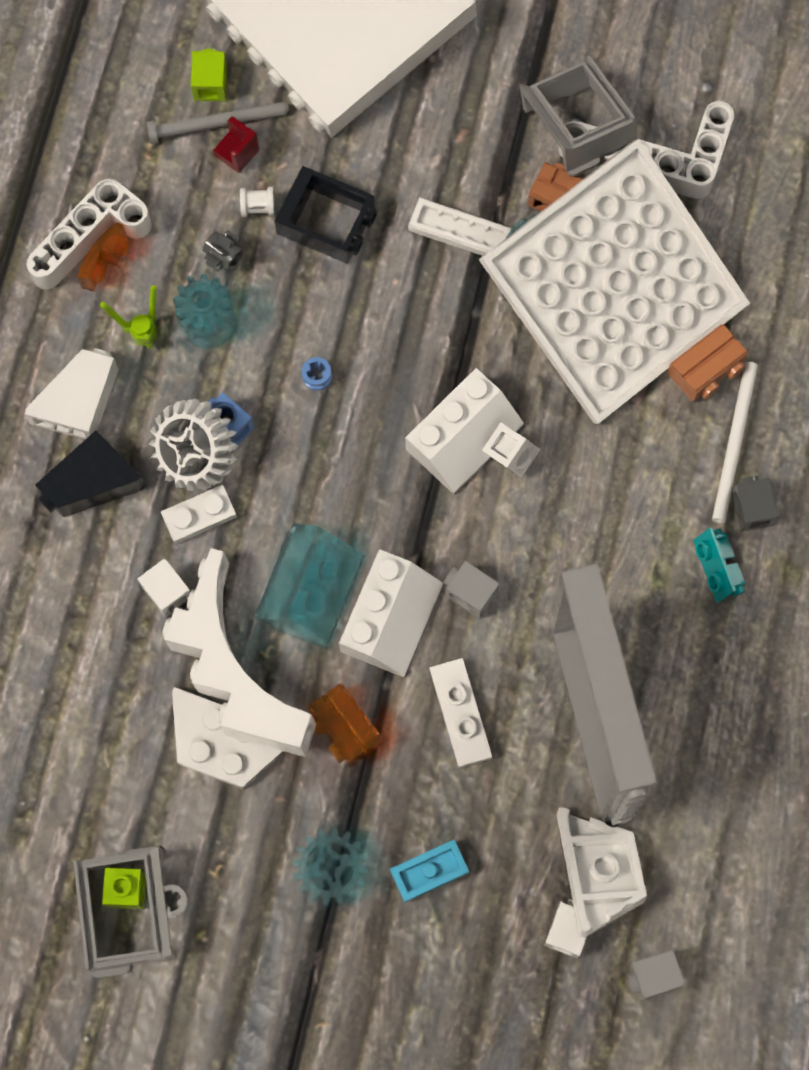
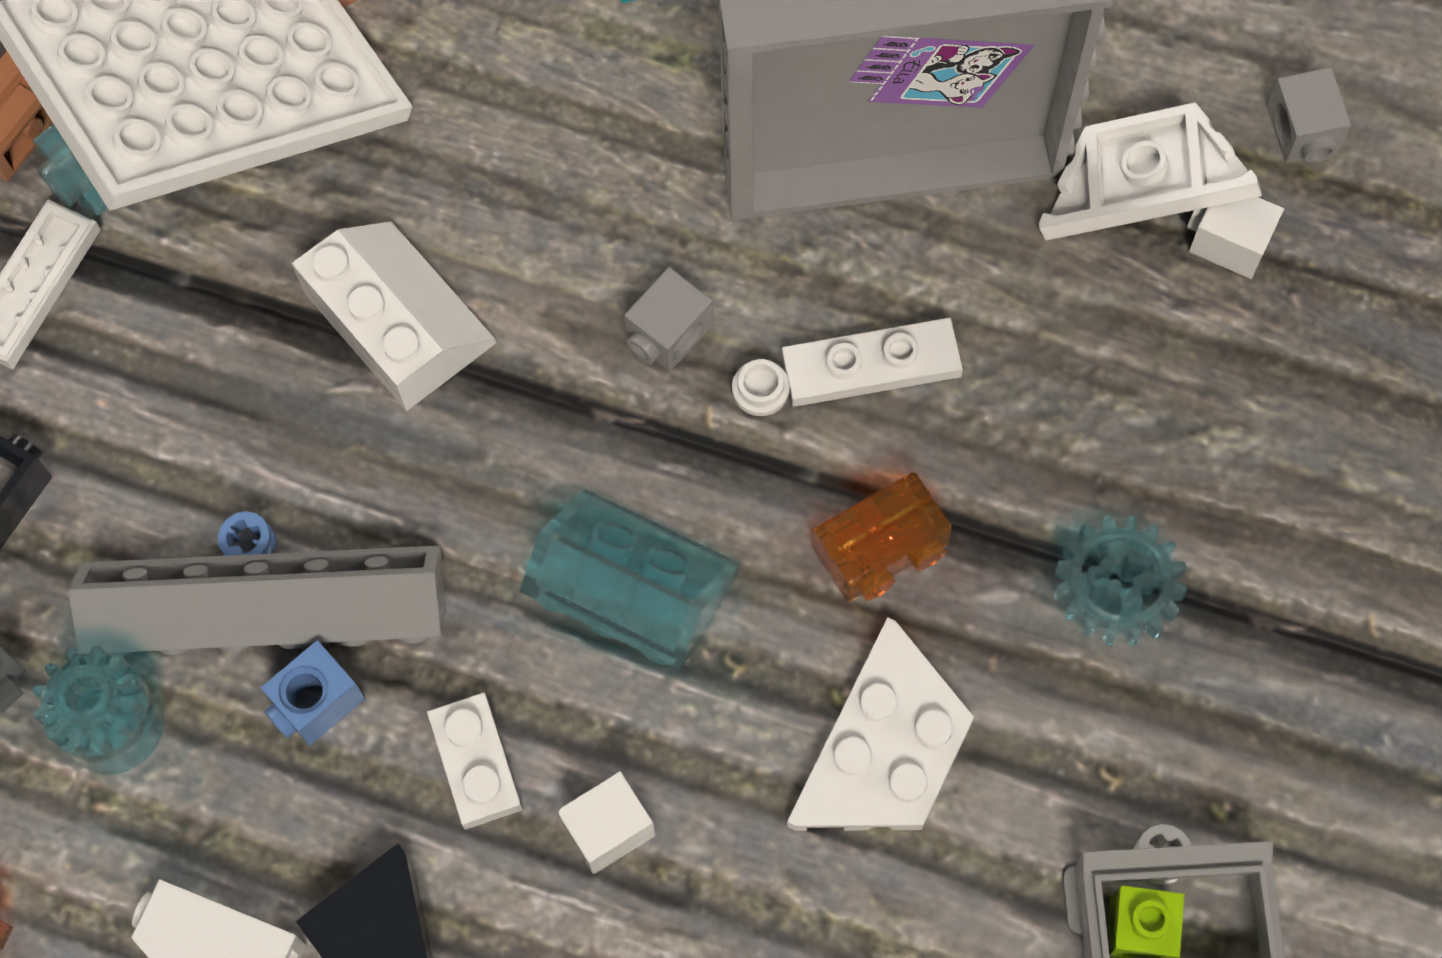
camera: 85 degrees left, 5 degrees down
(140, 326) = (103, 833): lime plant -> none
(202, 634) = (700, 756): white arch -> none
(204, 438) = (342, 766): white gear -> none
(275, 385) = (259, 600): none -> light grey brick
(390, 613) = (692, 454): white slope -> none
(429, 871) = (1132, 429): medium azure plate -> none
(436, 648) = (760, 387): none -> white plate
(511, 449) = (439, 231): white brick -> none

